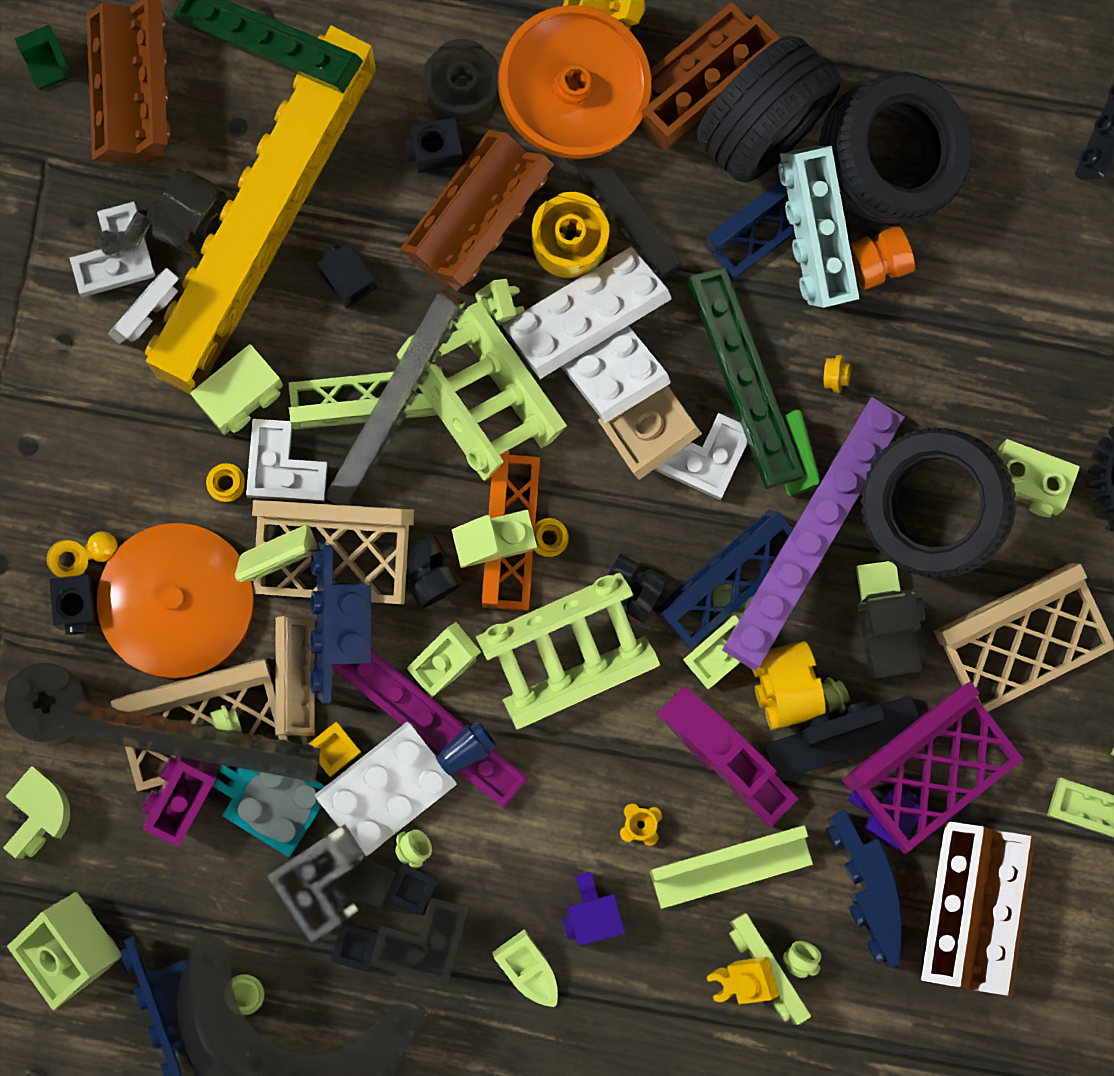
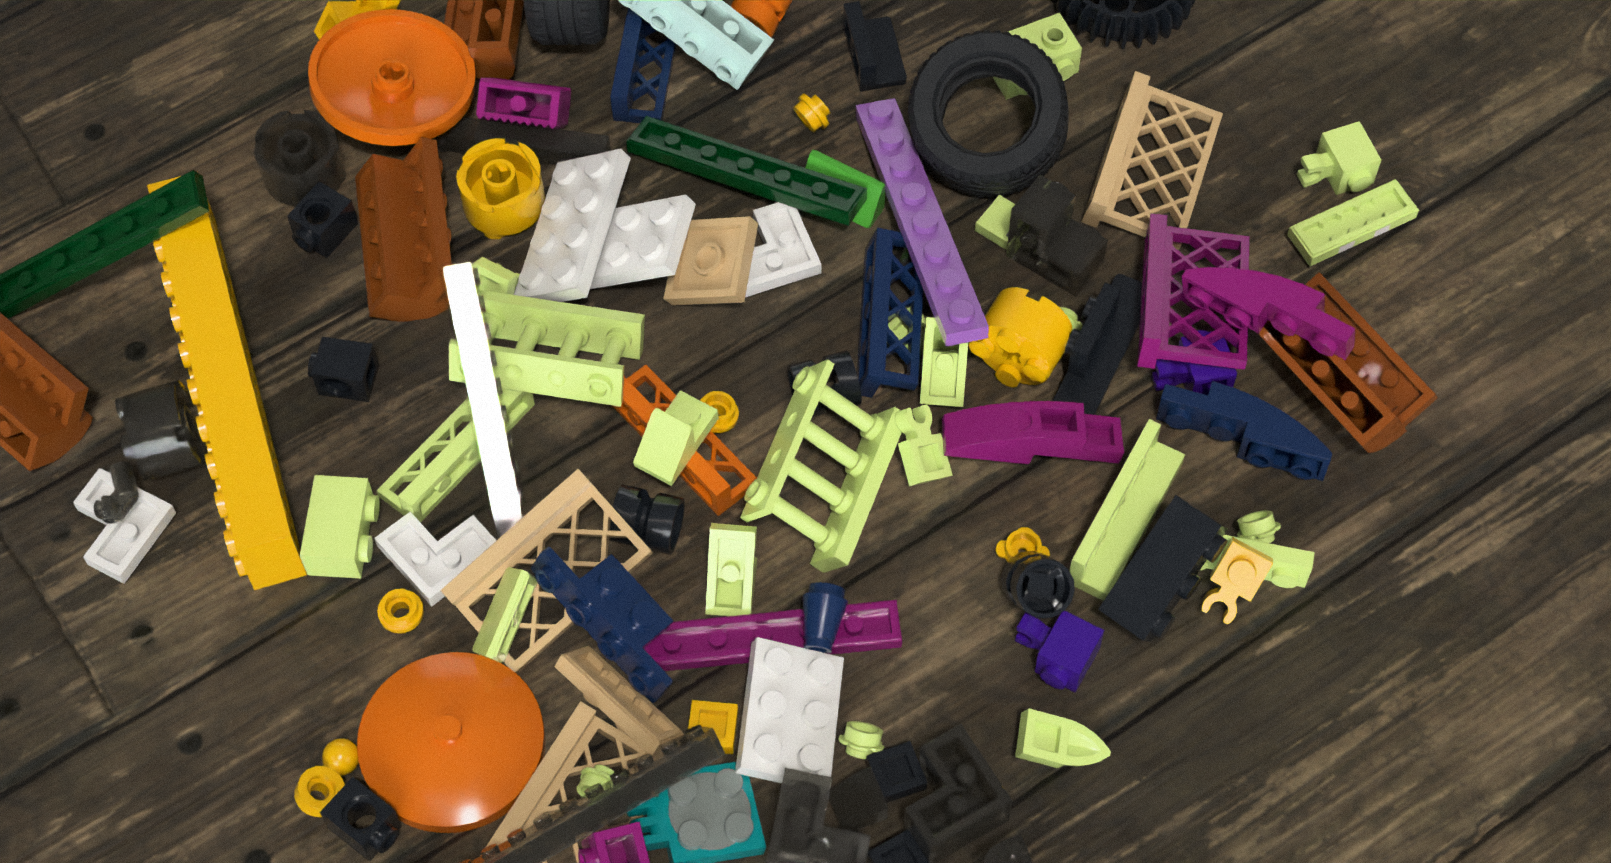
camera: 40 degrees left, 20 degrees down
(153, 298) = (193, 521): white plate -> none
(616, 861) = (1038, 584): none -> black wheel
(647, 182) = (523, 103): none -> magenta brick
(647, 697) = (922, 451): none -> yellowish green plate
(703, 935) = (1164, 570): none -> black brick
(932, 363) = (872, 49): none -> black panel
(955, 817) = (1254, 297): none -> magenta slope

